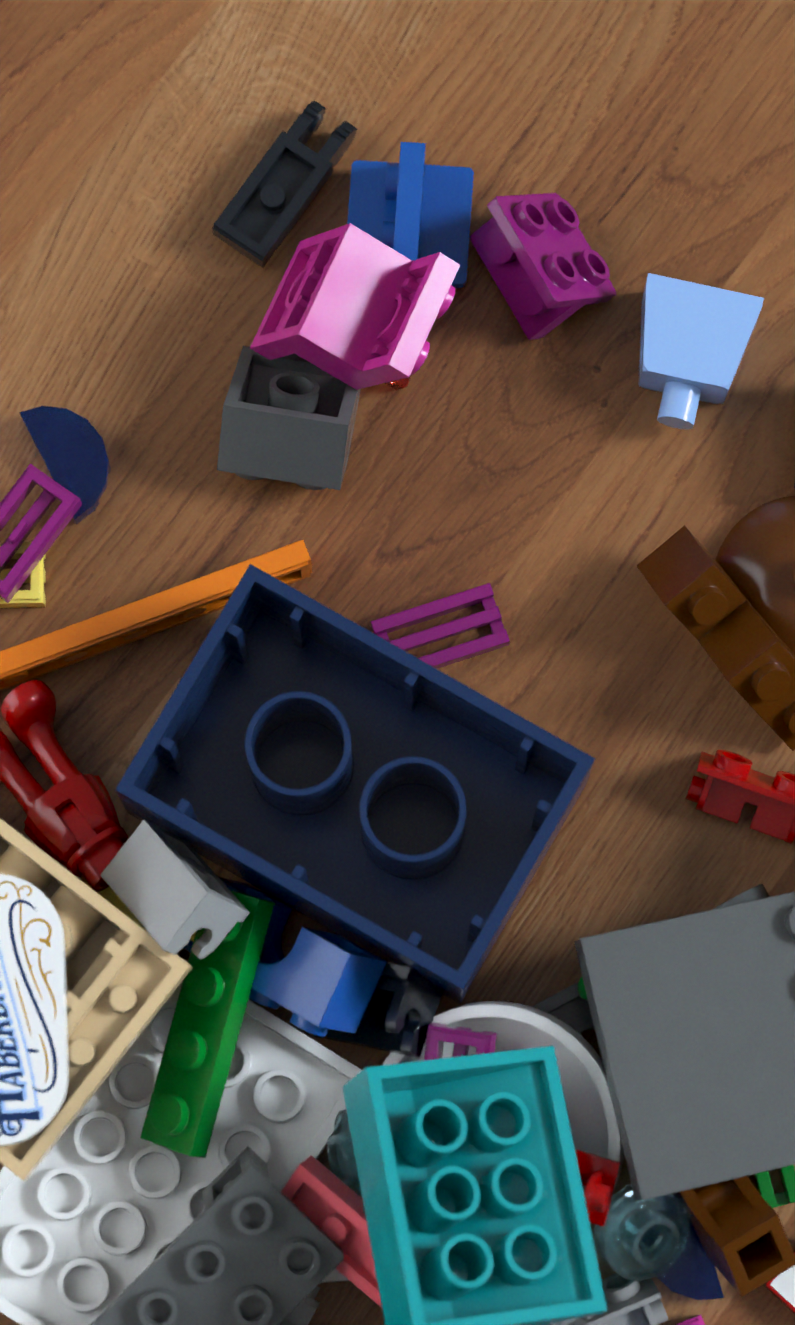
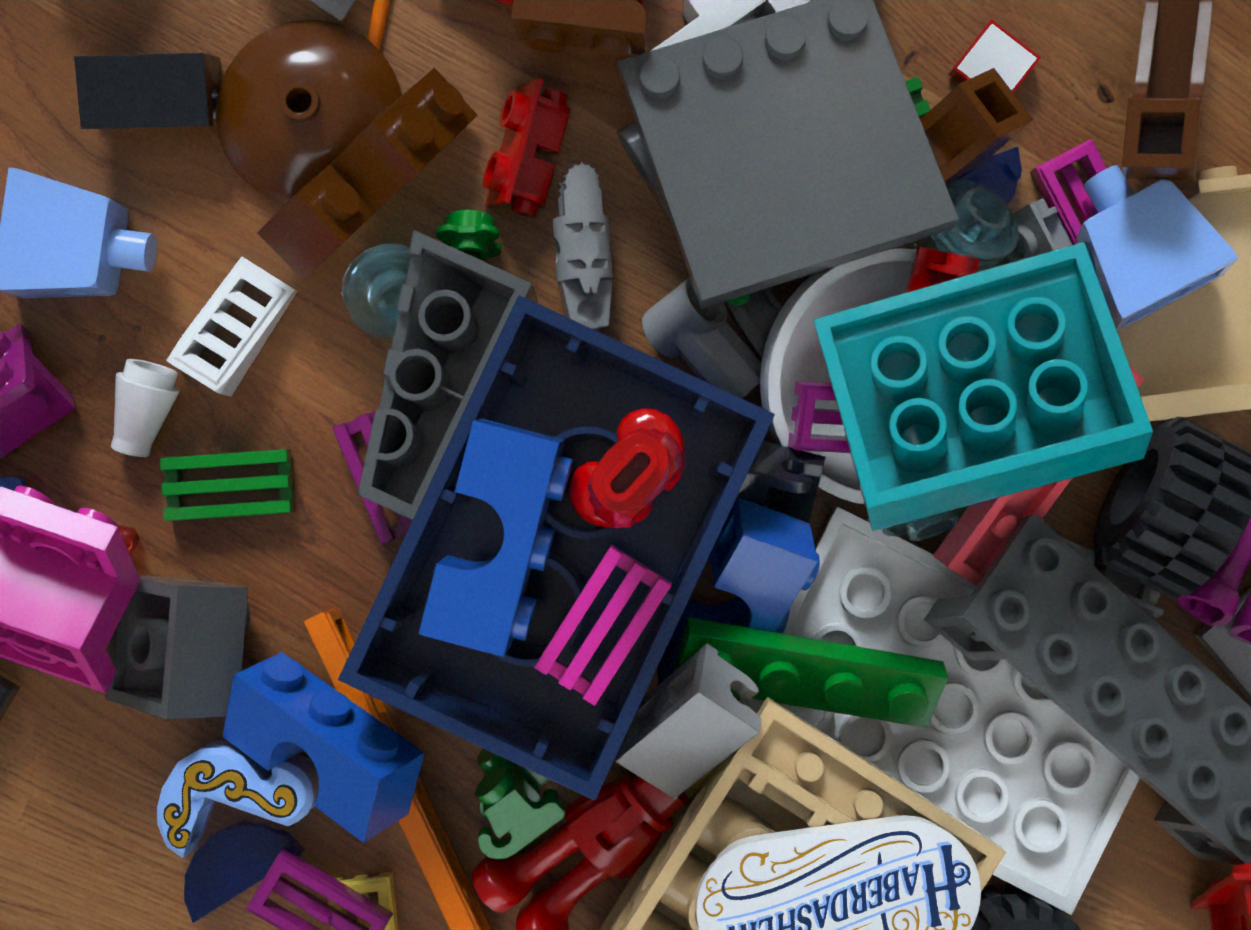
camera: 90 degrees left, 10 degrees up
(109, 727) = (511, 804): none -> green piece
(155, 467) = (232, 778): none -> light blue animal
(162, 582) = (361, 763): none -> blue arch
(234, 776) = (571, 675): none -> dark pink tile
(416, 831) = (631, 473): none -> red piece
(421, 740) = (485, 601): none -> blue arch
(442, 427) = (174, 488): none -> green tile
(527, 403) = (141, 405): none -> white cone
(543, 954) = (702, 339): none -> light grey piece
(567, 691) = (440, 346): none -> dark grey wedge
(592, 463) = (200, 332): none -> white slope
(620, 649) = (374, 287): none -> clear light blue plate
(645, 842) = (583, 249): none -> light grey hinge
(668, 730) = (471, 233): none -> green plate

